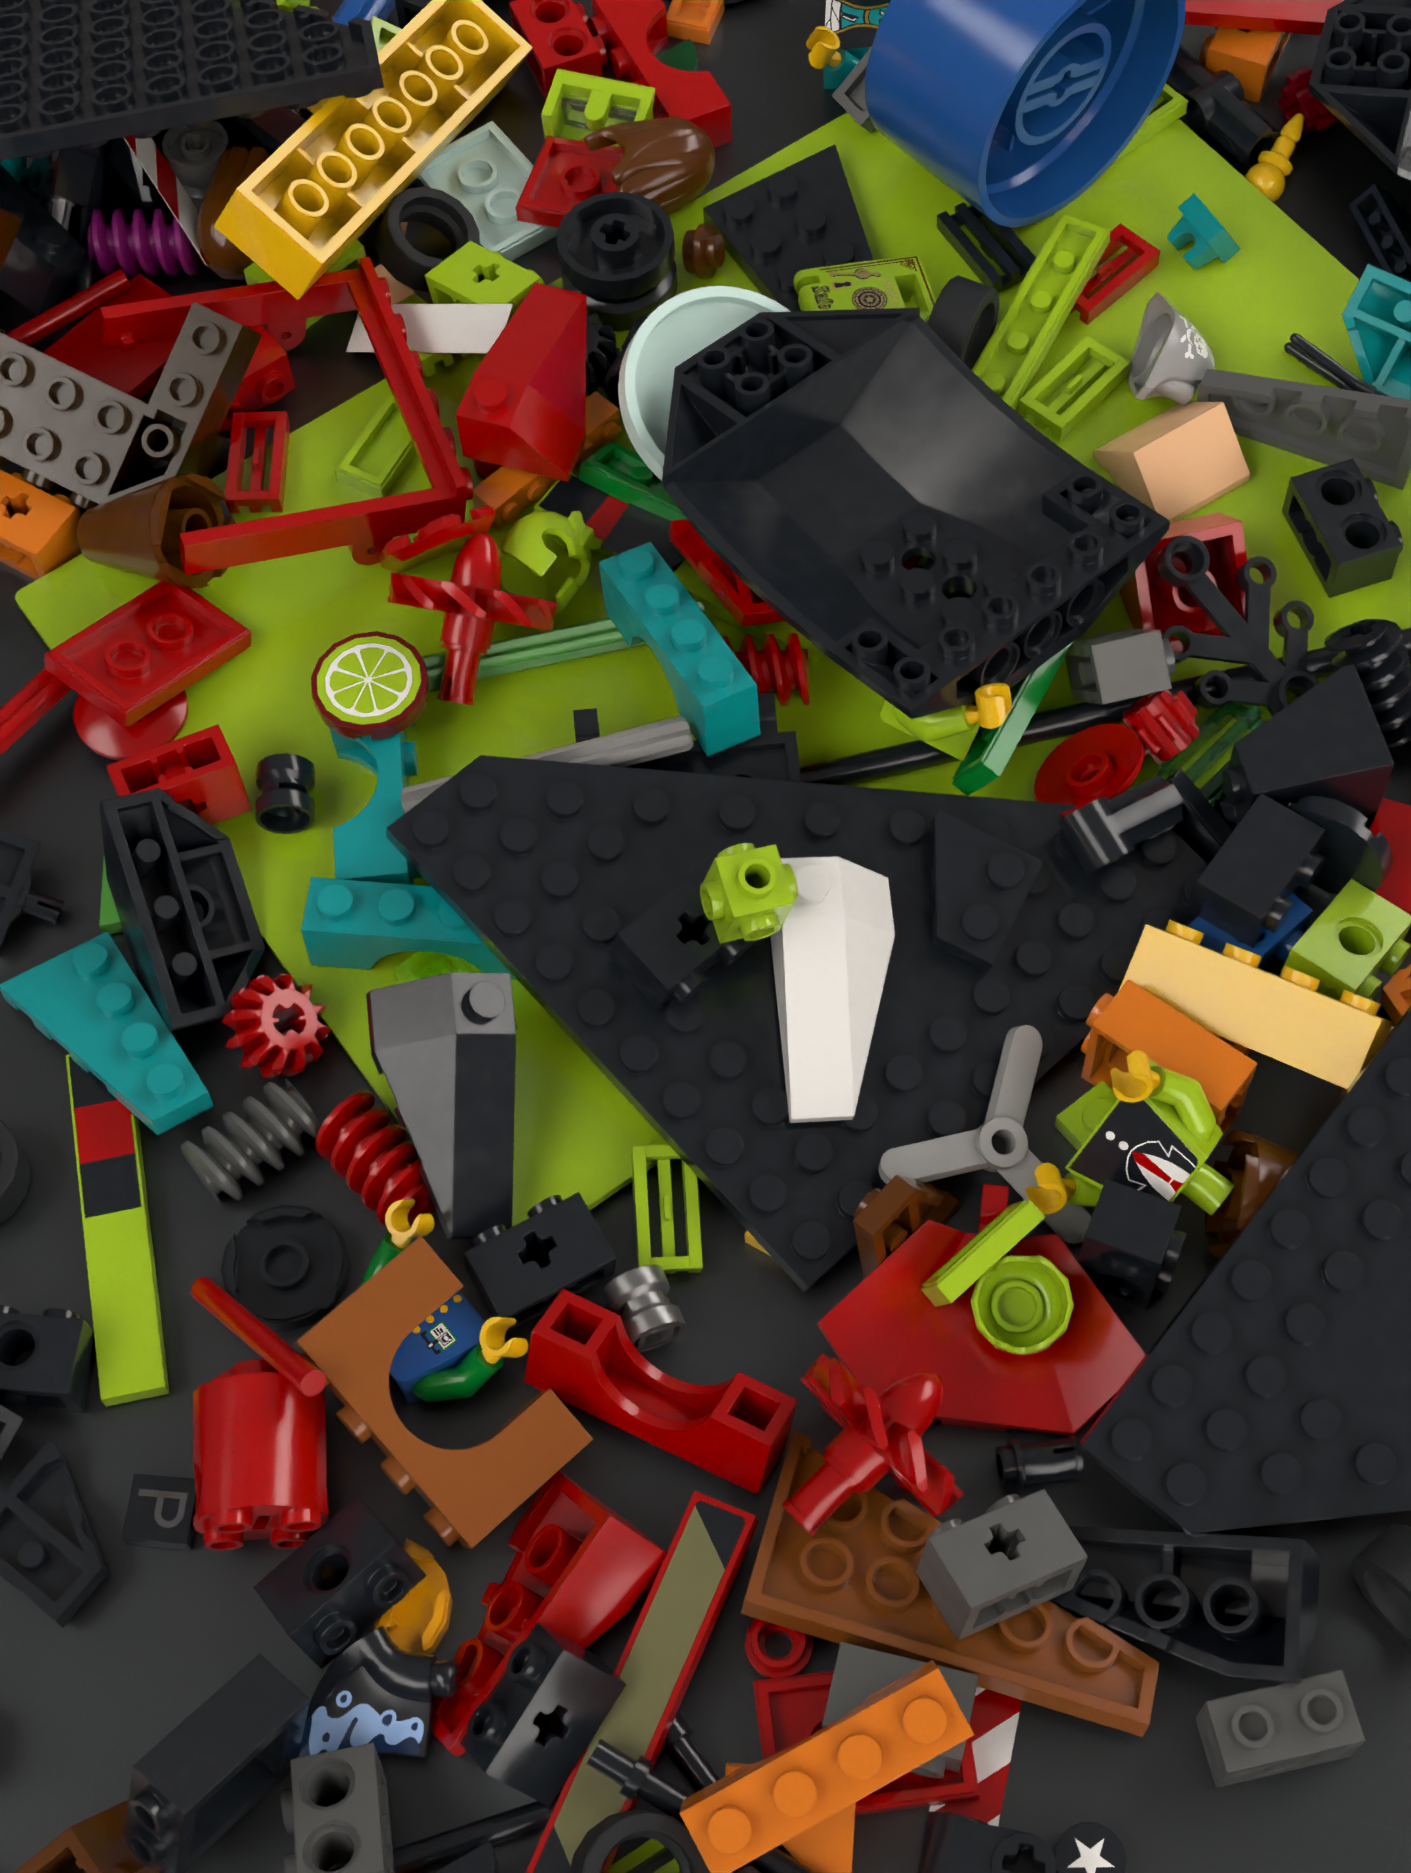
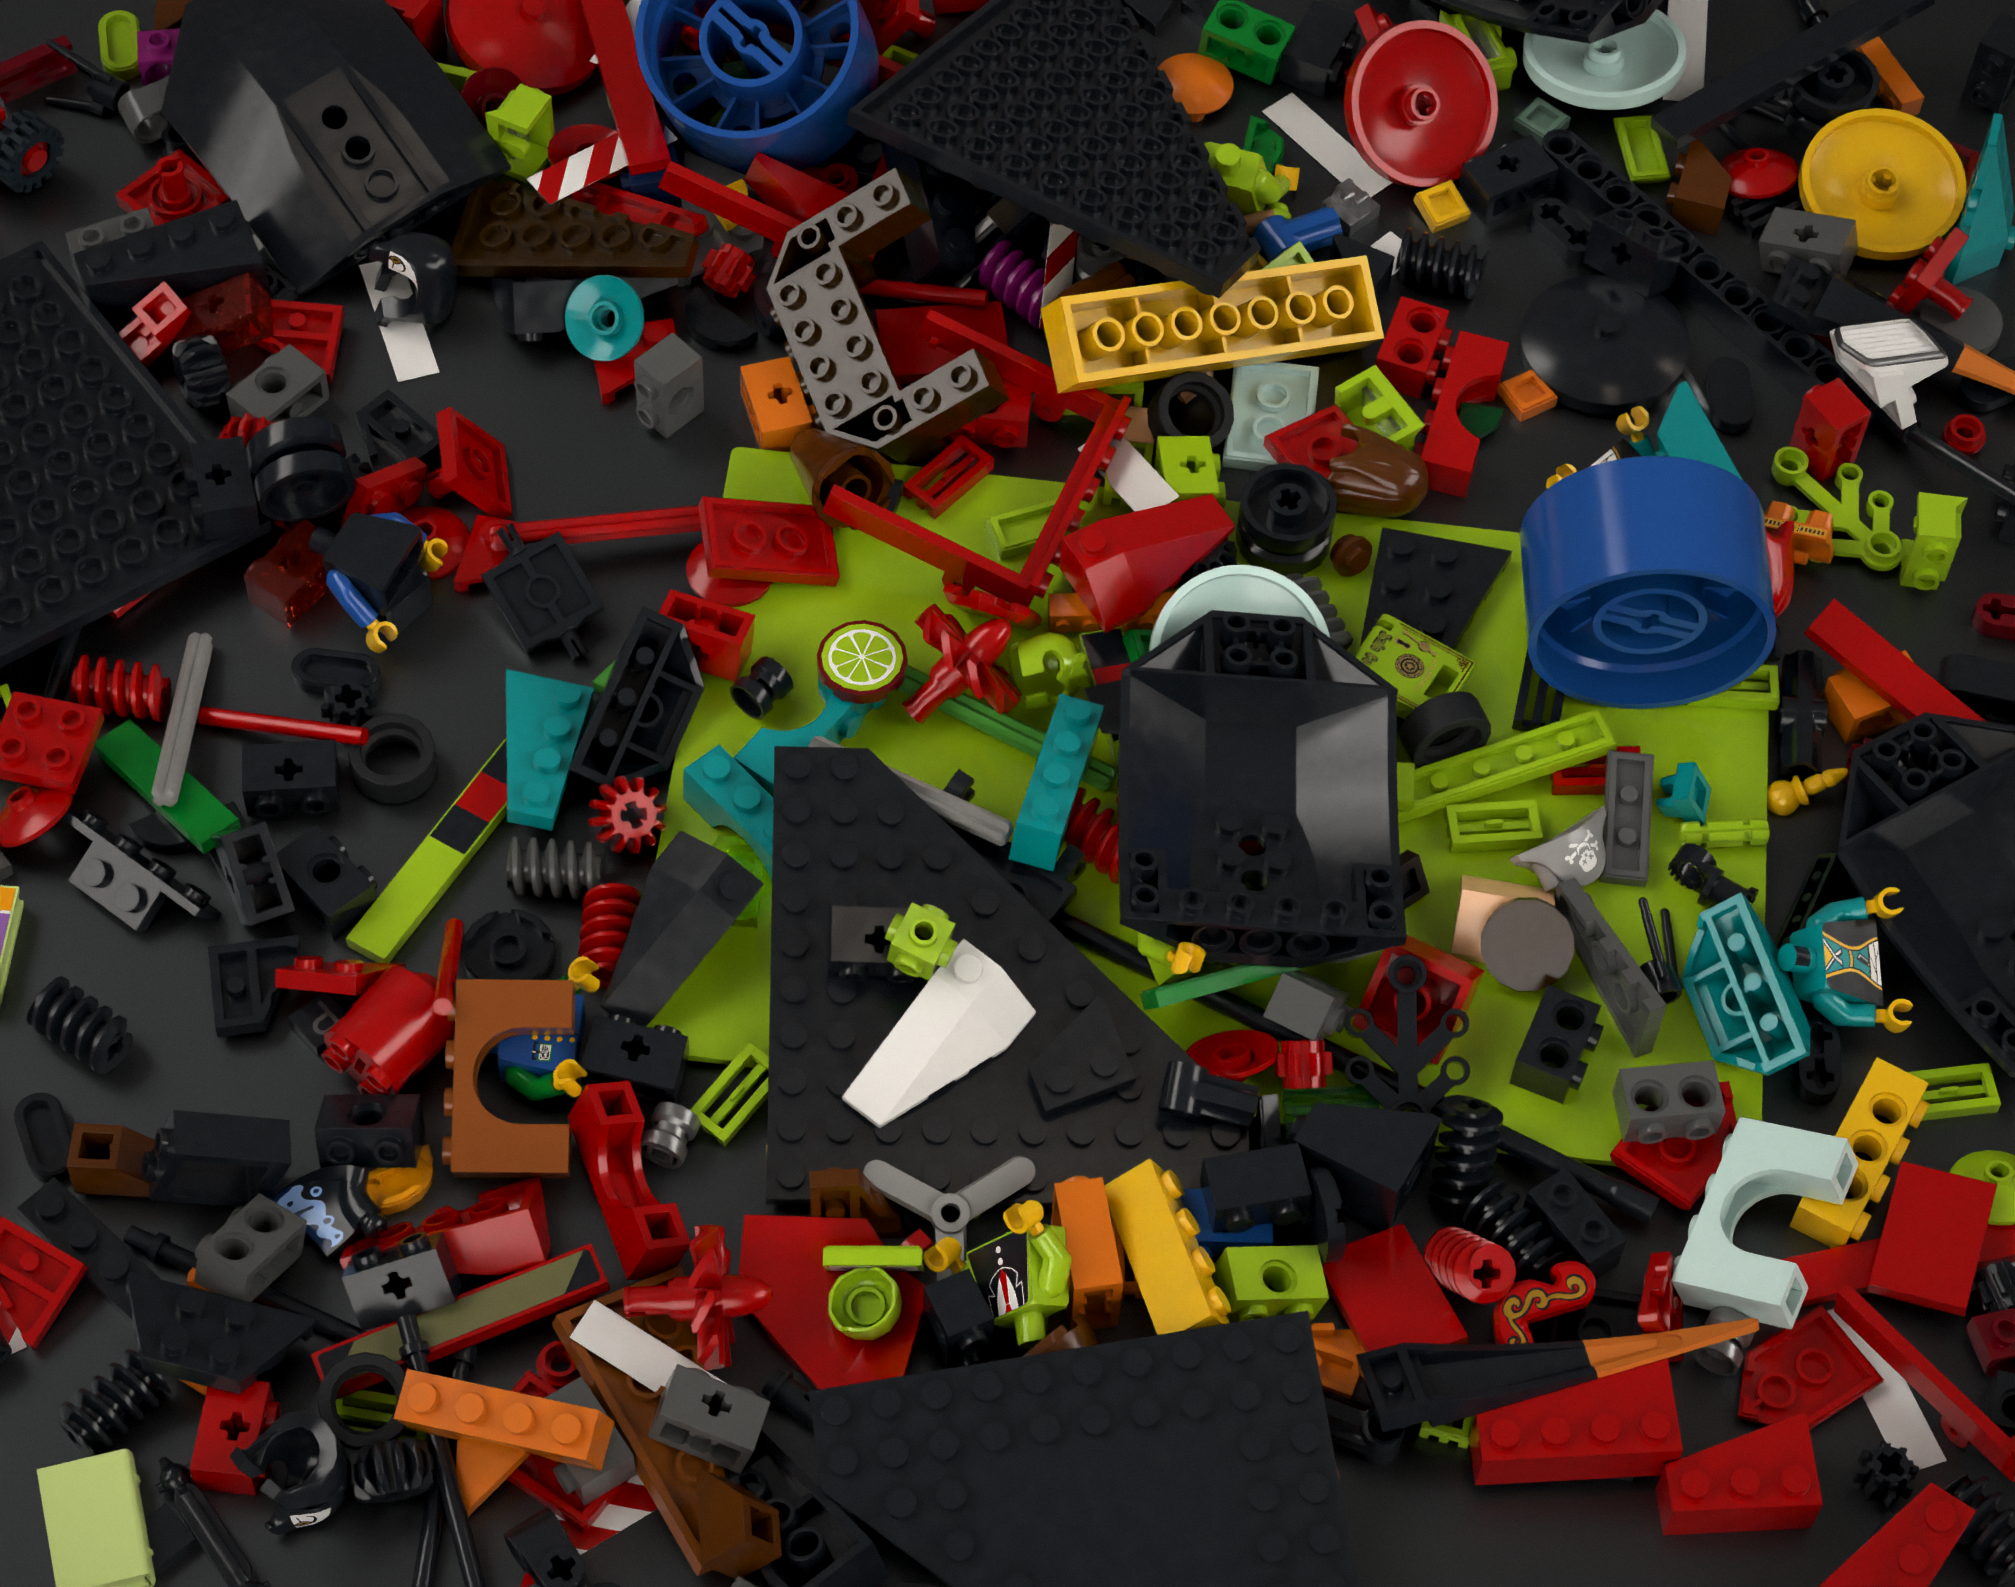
camera: 35 degrees right, 5 degrees down
(135, 1451) = (337, 977): none -> red wing
(853, 1560) = (628, 1347): none -> white sticker
(1148, 1648) = (735, 1527): none -> reddish brown slope
(1161, 266) = (1627, 817): none -> dark grey tile
(1229, 458) = (1527, 944): none -> dark brown tile
(1264, 242) = (1725, 832): none -> lime axle
(1302, 287) = (1707, 877): none -> black connector

